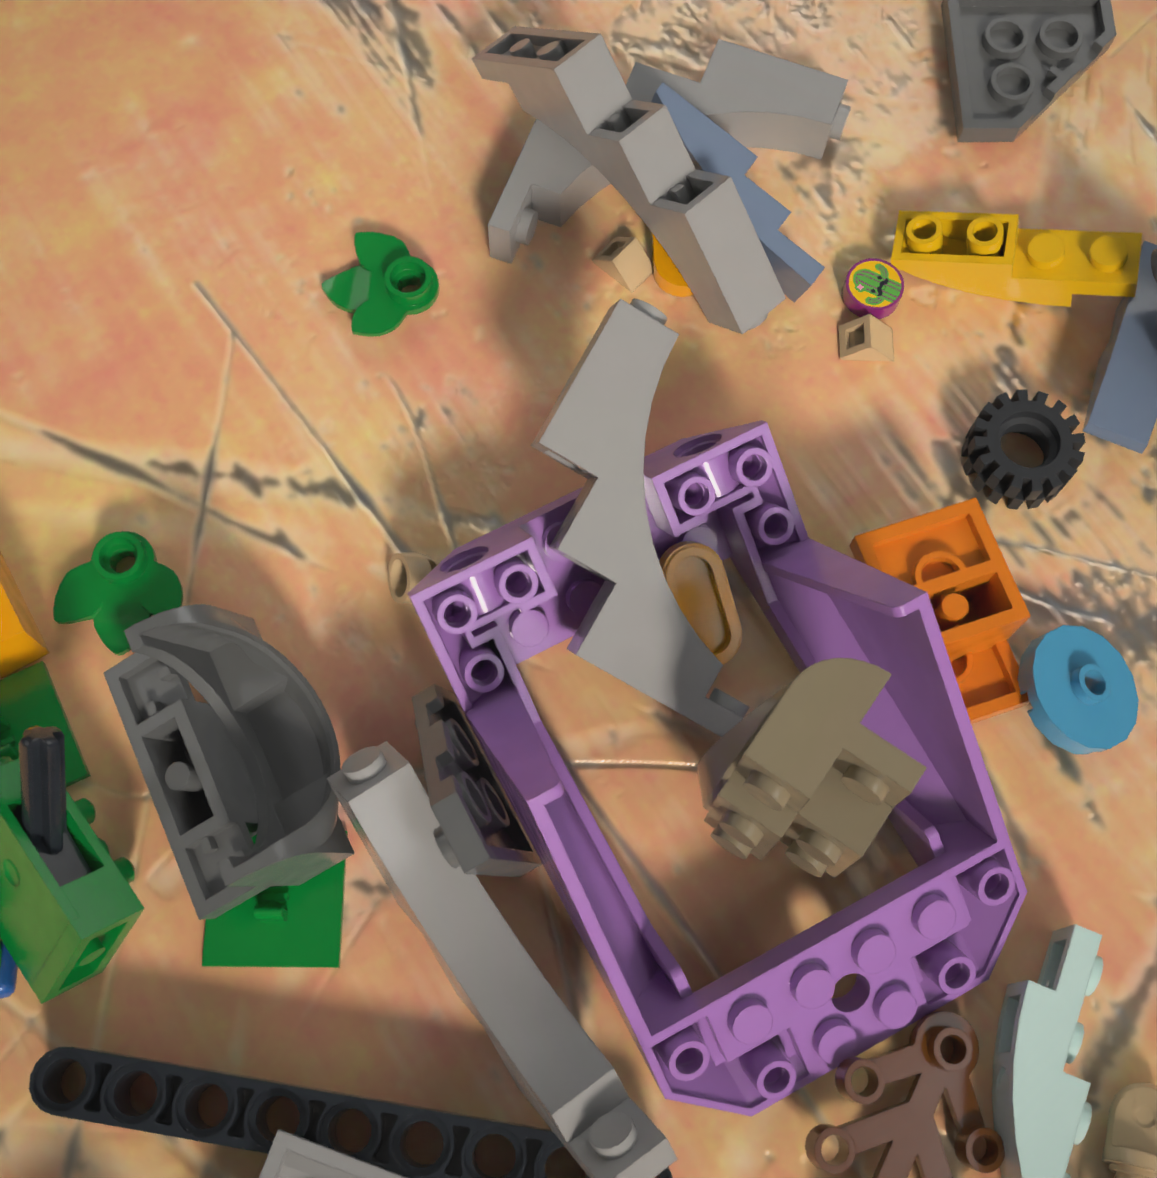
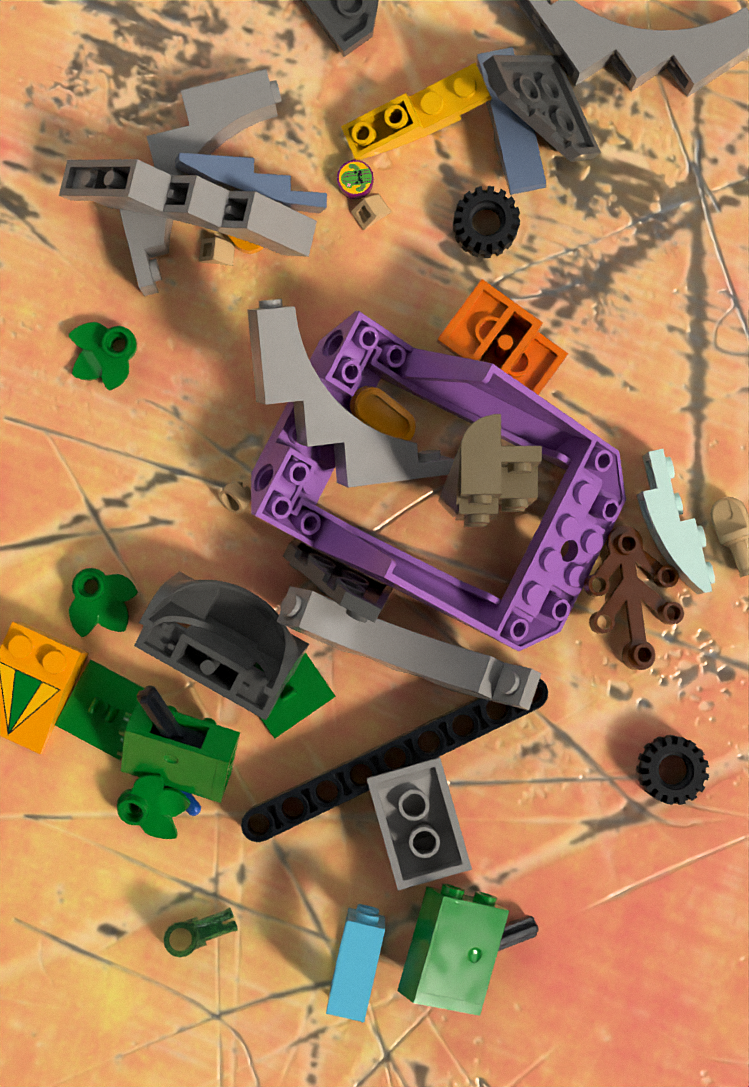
camera: 30 degrees left, 15 degrees up
(1078, 690) = (579, 346): dark azure plate -> none

